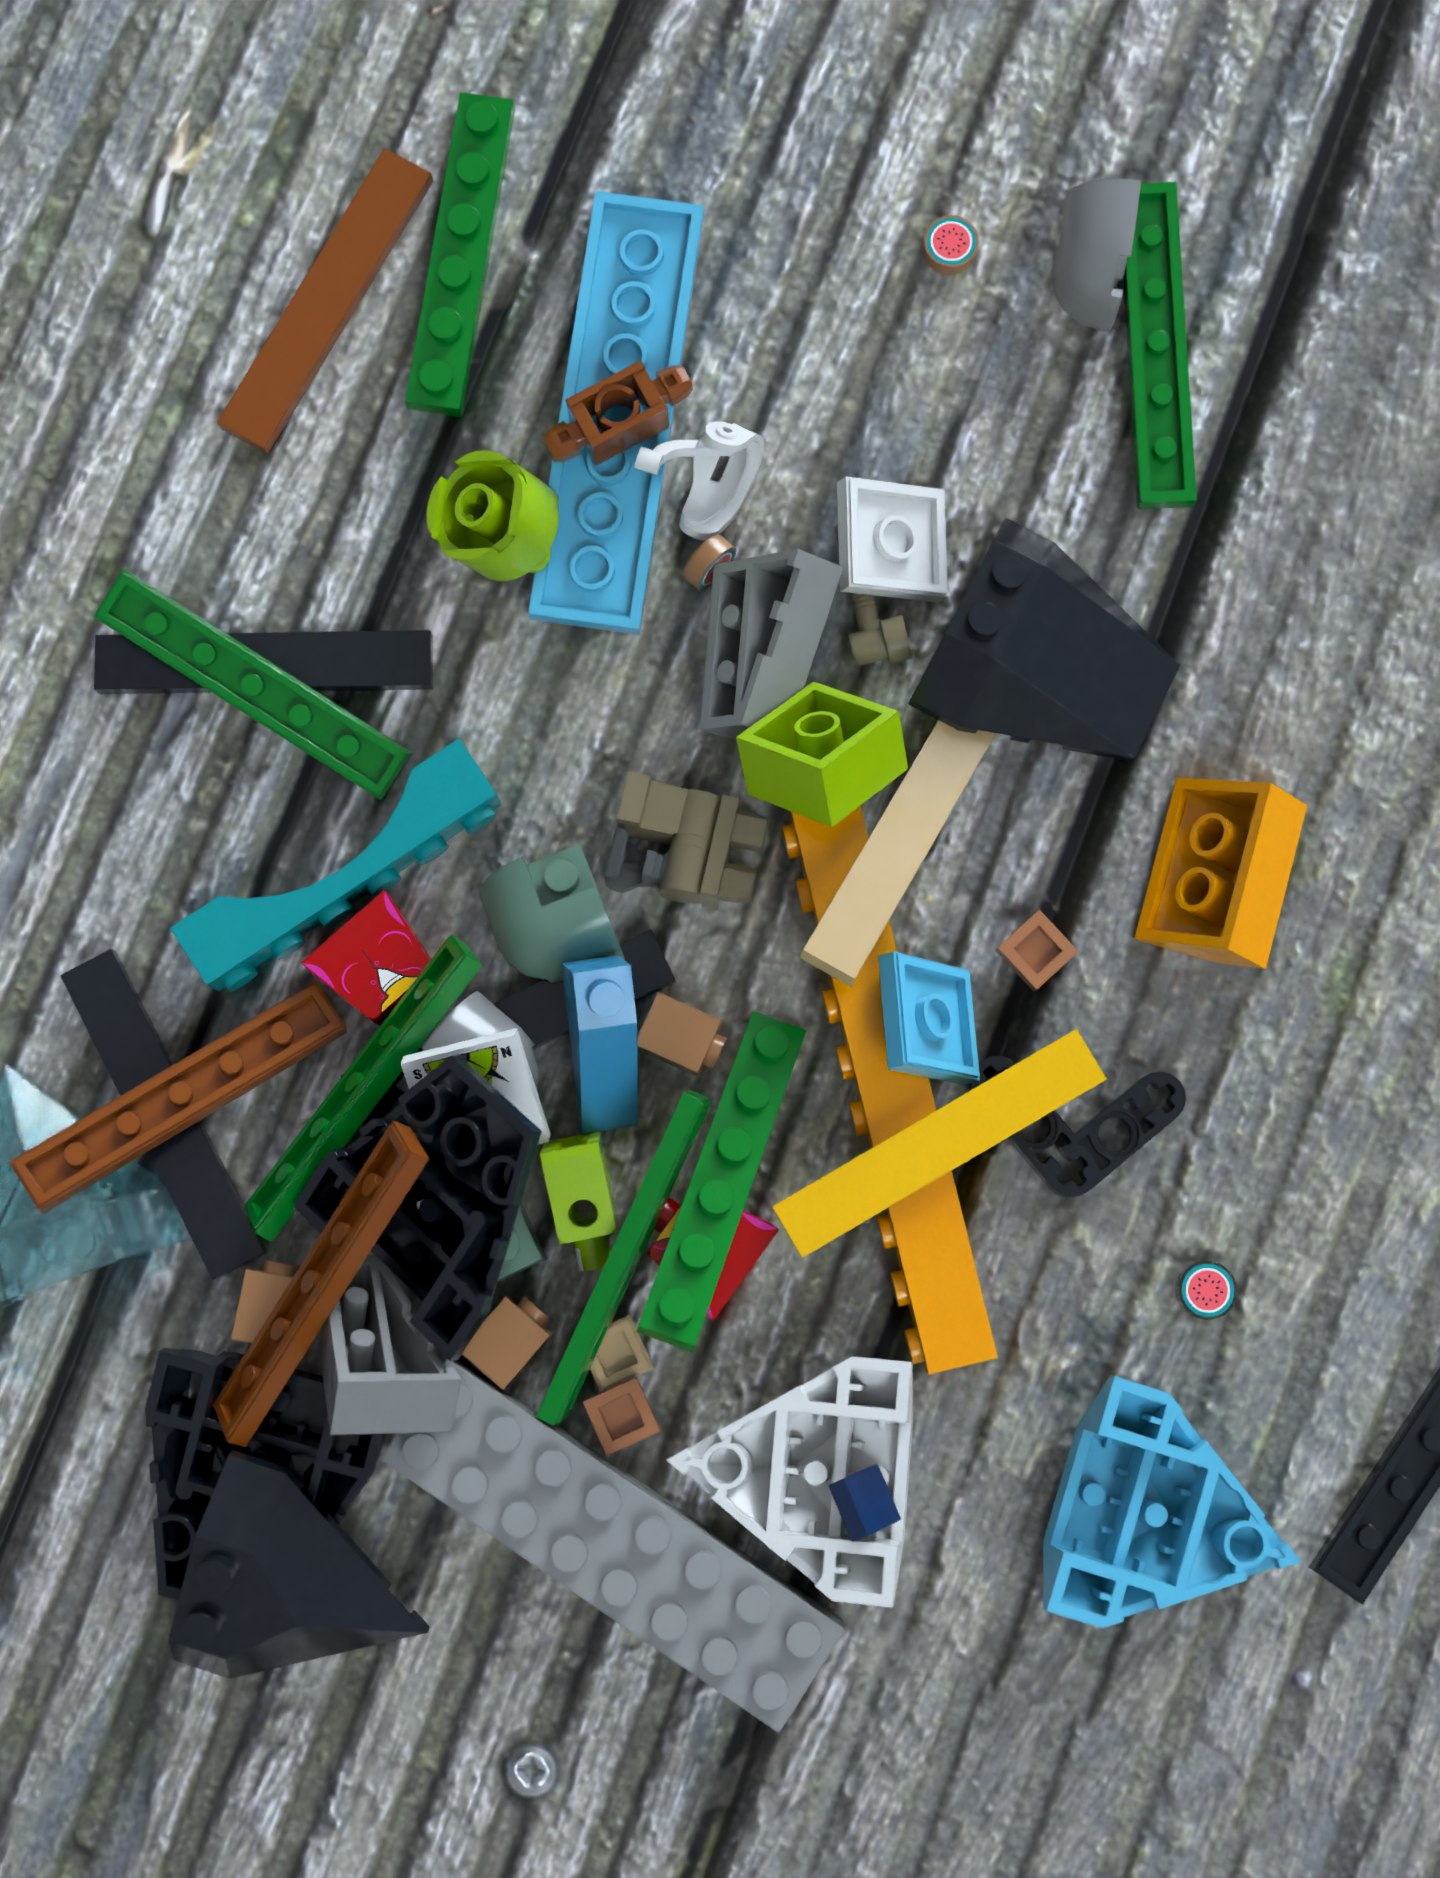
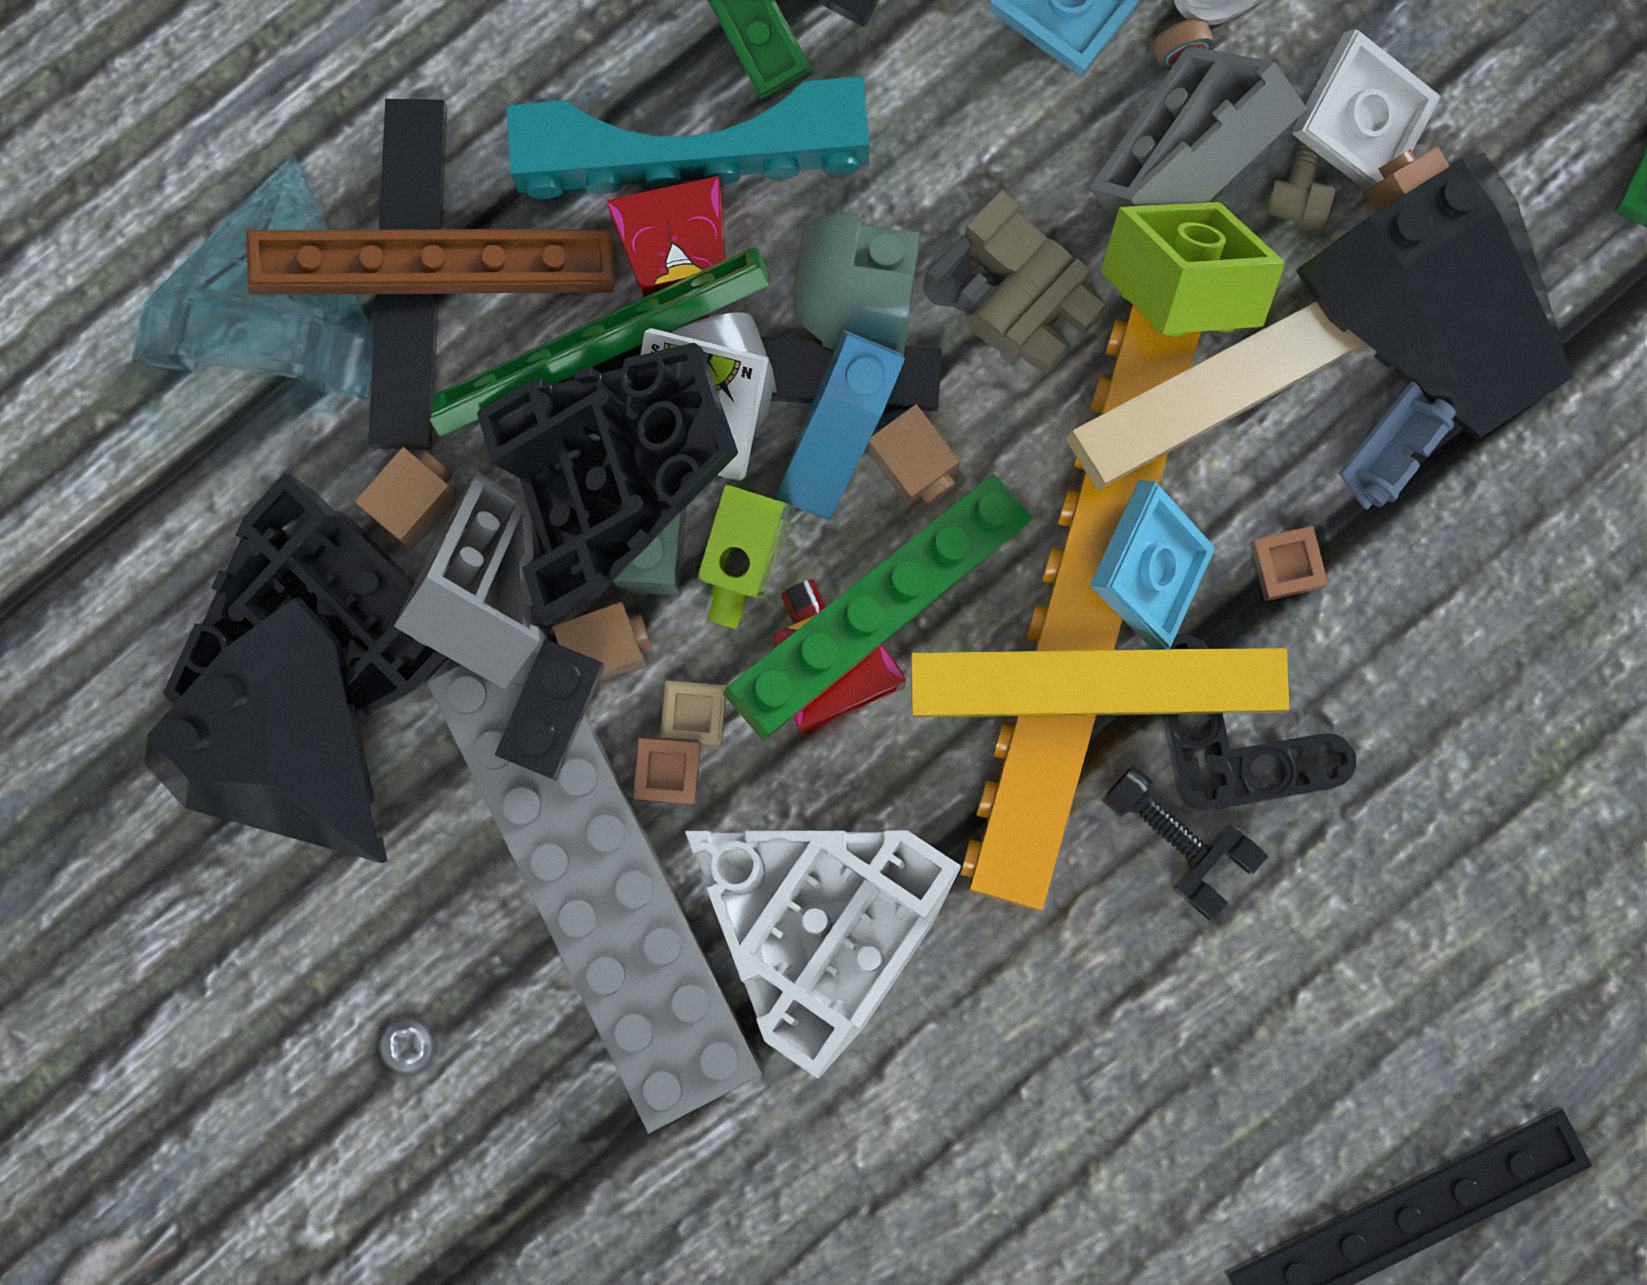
camera: 30 degrees right, 0 degrees up
(319, 1282) = (462, 487): dark orange tile -> none
(498, 1426) = (550, 709): none -> black plate
(624, 1257) = (750, 624): green tile -> none
(864, 1502) = (844, 970): dark blue tile -> none
(953, 577) = (1404, 175): none -> nougat plate
(1016, 1216) = (1132, 795): none -> black bar
(1065, 828) = (1383, 459): none -> sand blue hinge
(1147, 1514) = (1103, 1131): medium azure wedge -> none
(1206, 1290) = (1272, 962): tile -> none
(1222, 870) = (1506, 584): light orange slope -> none

